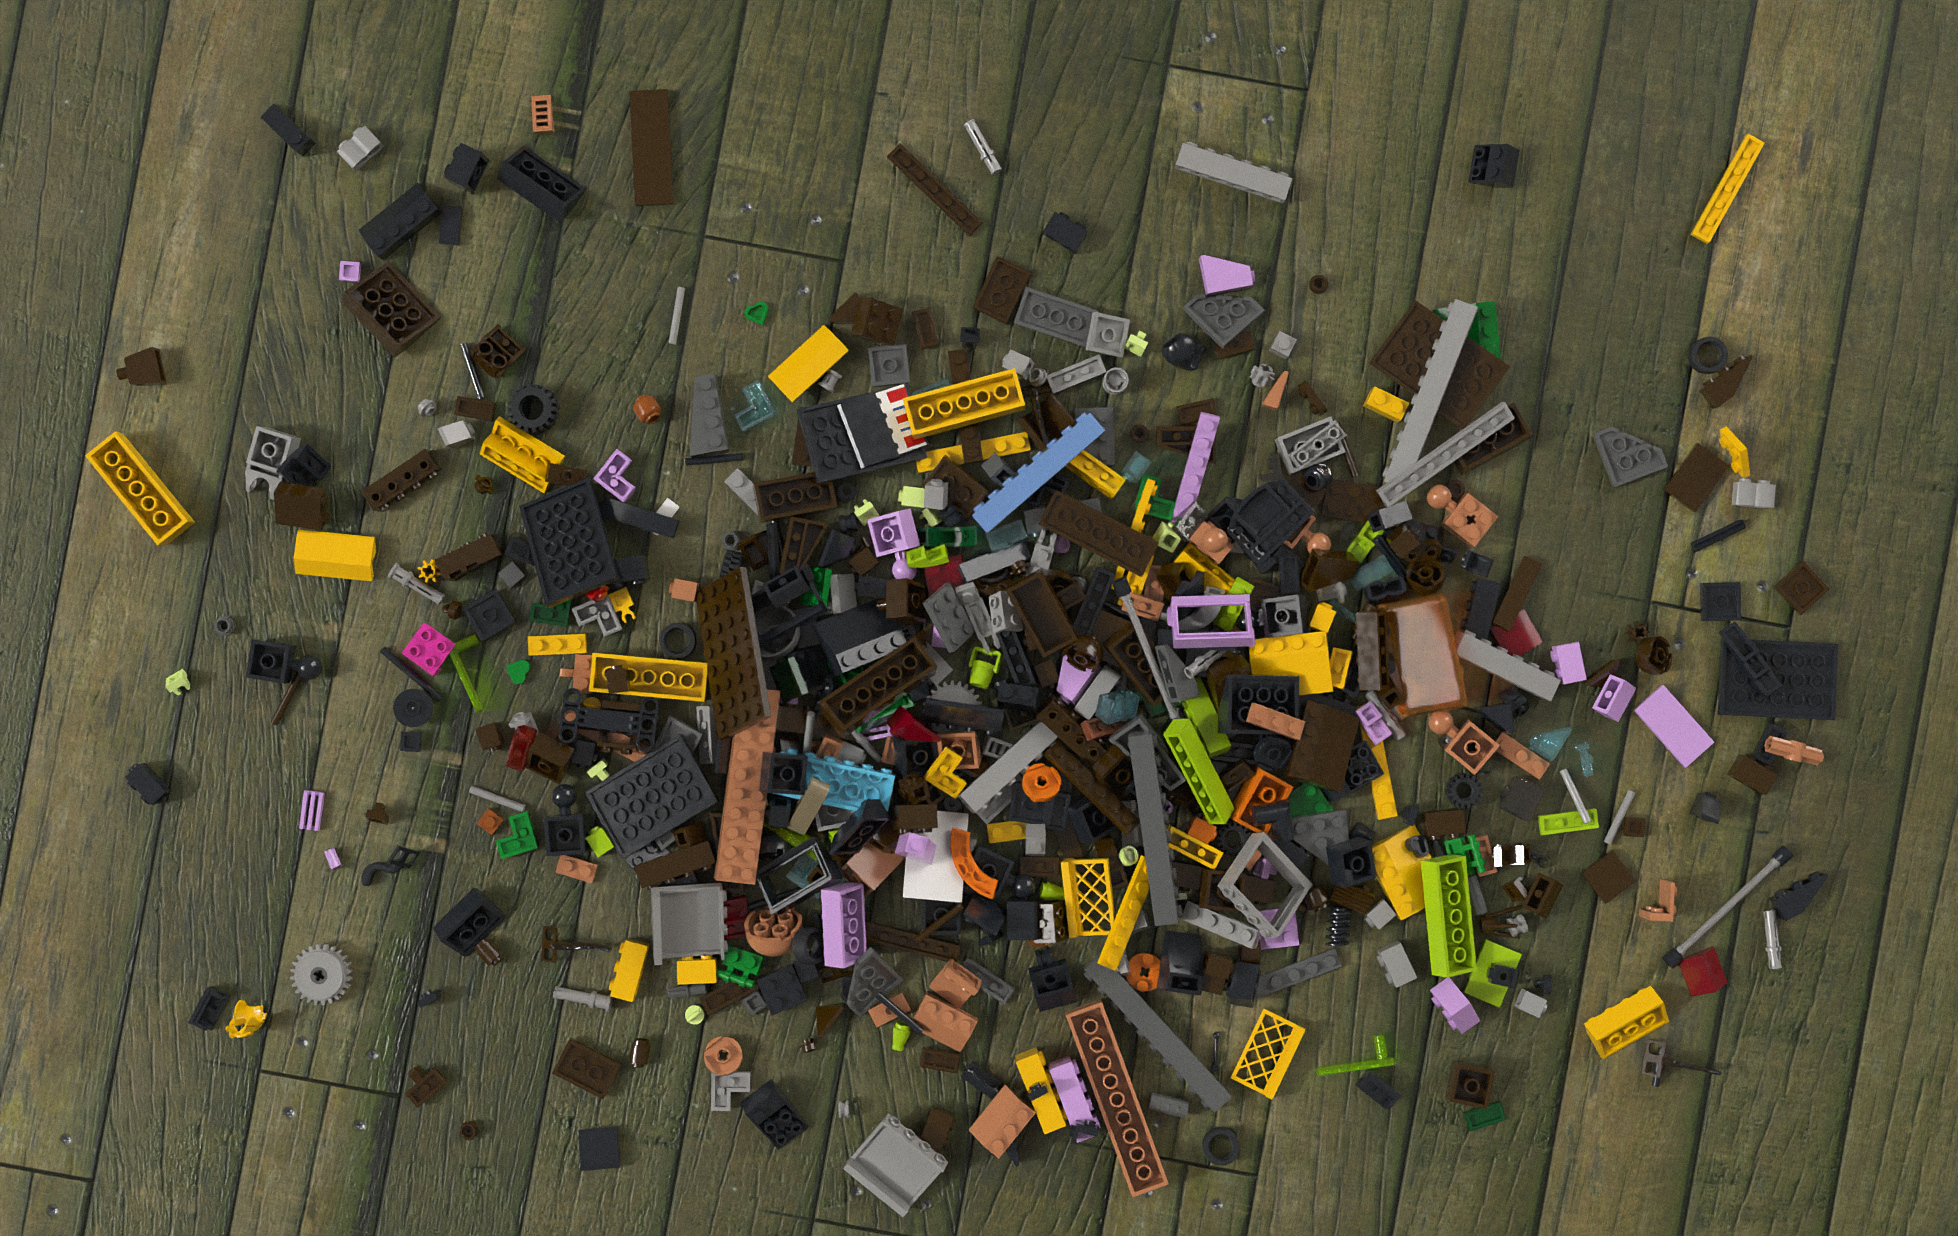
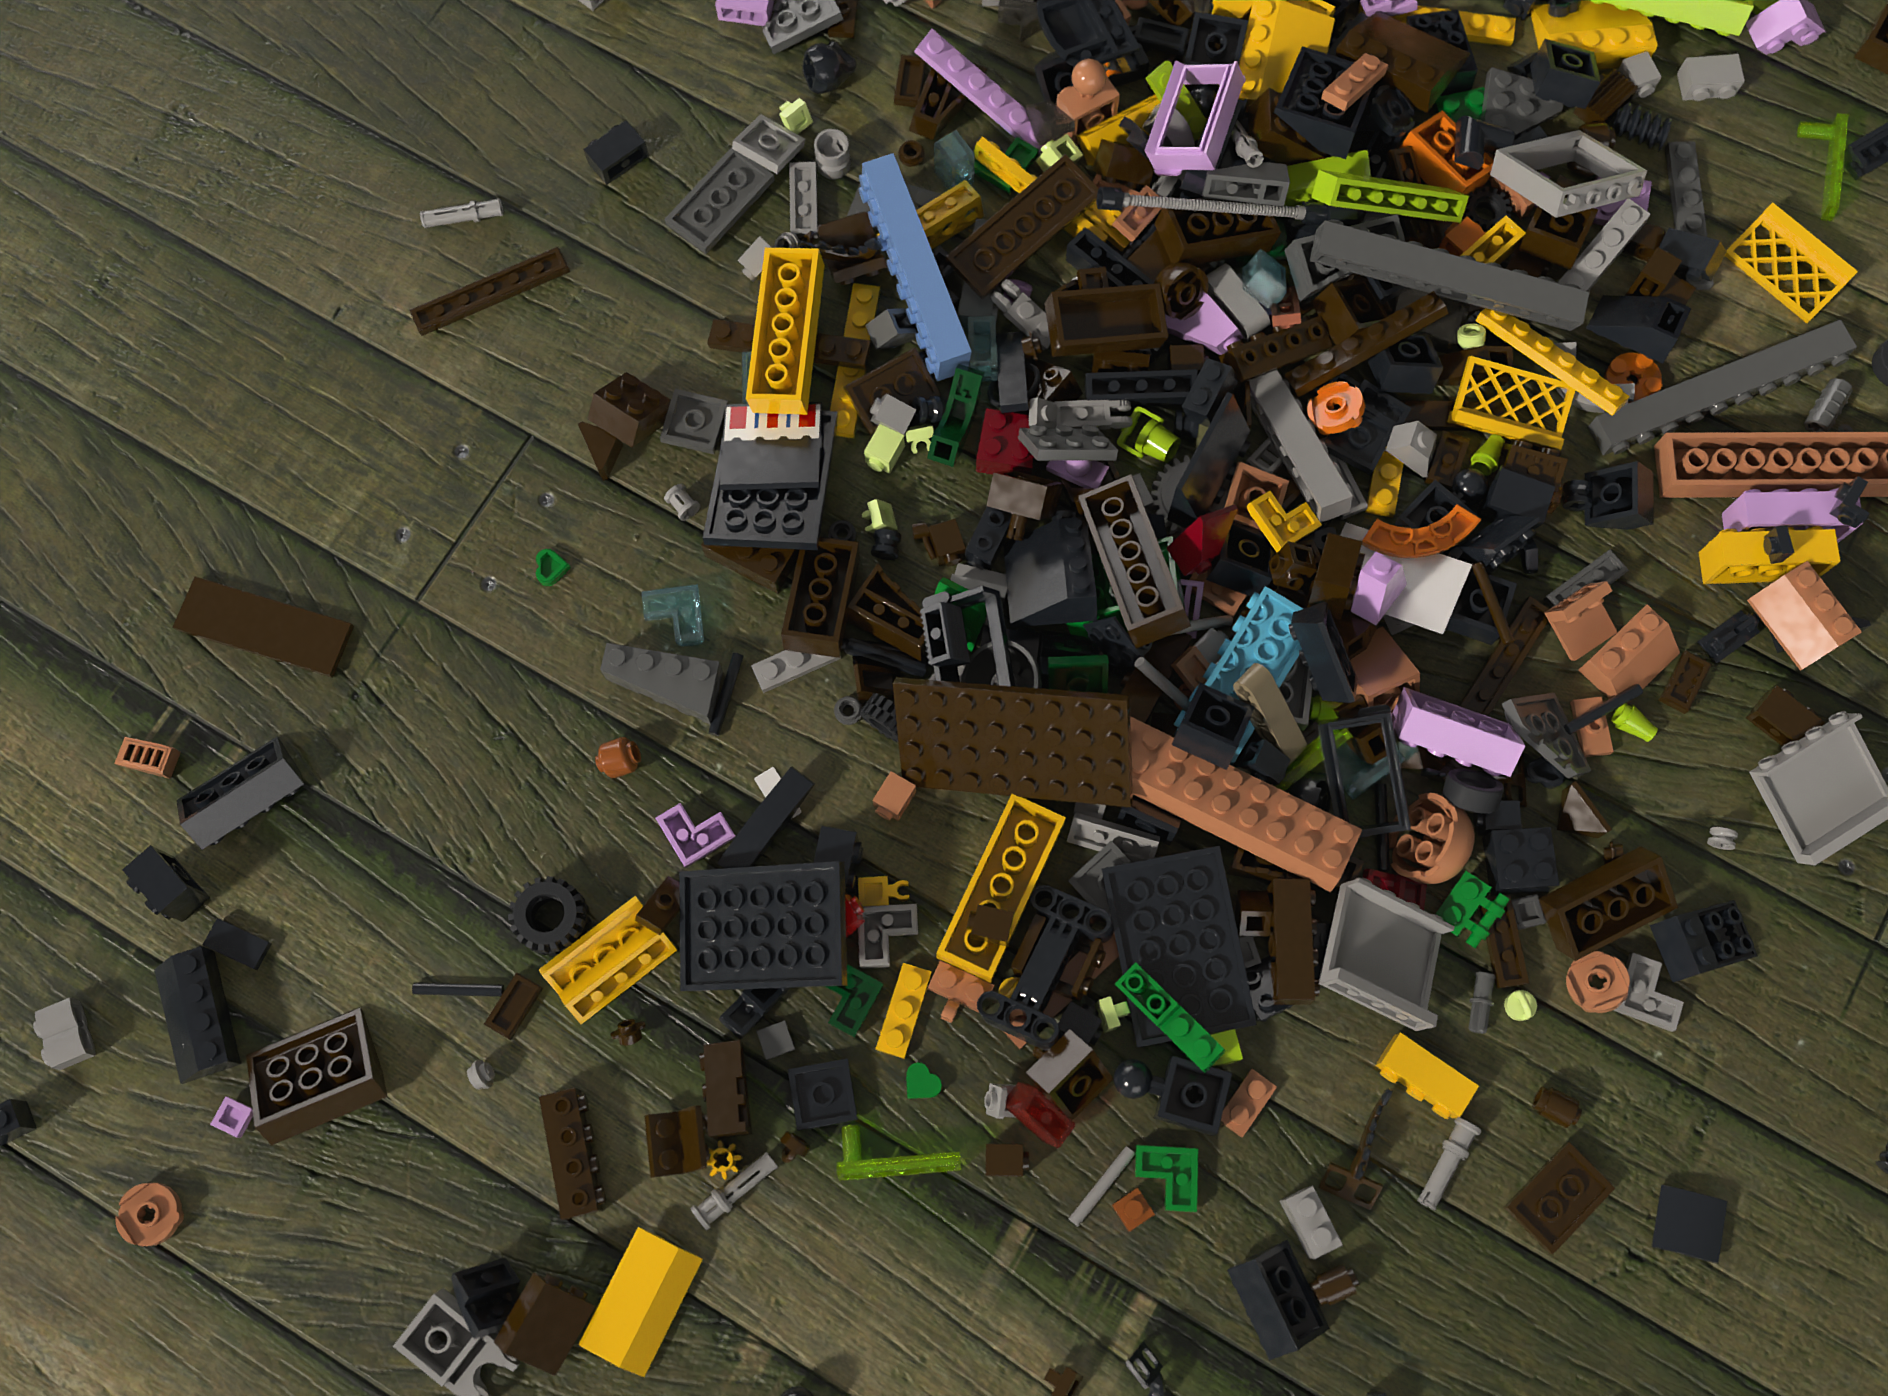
camera: 65 degrees left, 15 degrees down
(280, 259) = (148, 1232): none -> nougat plate
(411, 674) = (866, 1250): black bar -> none
(411, 741) = (969, 1288): black plate -> none
(413, 708) = (919, 1263): black piece -> none
(429, 540) = (676, 1142): none -> dark brown bracket
(429, 649) = (838, 1201): dark pink bracket -> none
(457, 434) = (538, 1041): light grey slope -> none
(496, 352) = (446, 942): dark brown slope -> none
(518, 927) = (1310, 1222): none -> light grey brick
(605, 807) = (1170, 1017): none -> green slope
(676, 315) = (506, 674): light grey bar -> none
(692, 640) = (957, 811): black tyre -> none
(697, 970) = (1457, 975): yellow brick -> none
(772, 1048) = (1608, 903): none -> dark brown brick
(808, 363) = (647, 520): yellow slope -> none
(837, 549) = (913, 567): black slope -> none
(894, 535) = (935, 498): lavender brick -> none
(921, 558) = (973, 454): lime slope -> none
(925, 328) = (665, 359): dark brown plate -> none
(969, 335) = (698, 308): black tile -> none
(1001, 290) = (656, 254): dark brown tile -> none
(1004, 614) = (1086, 375): light grey bracket -> none
(1215, 1067) = (1746, 320): black hinge -> none

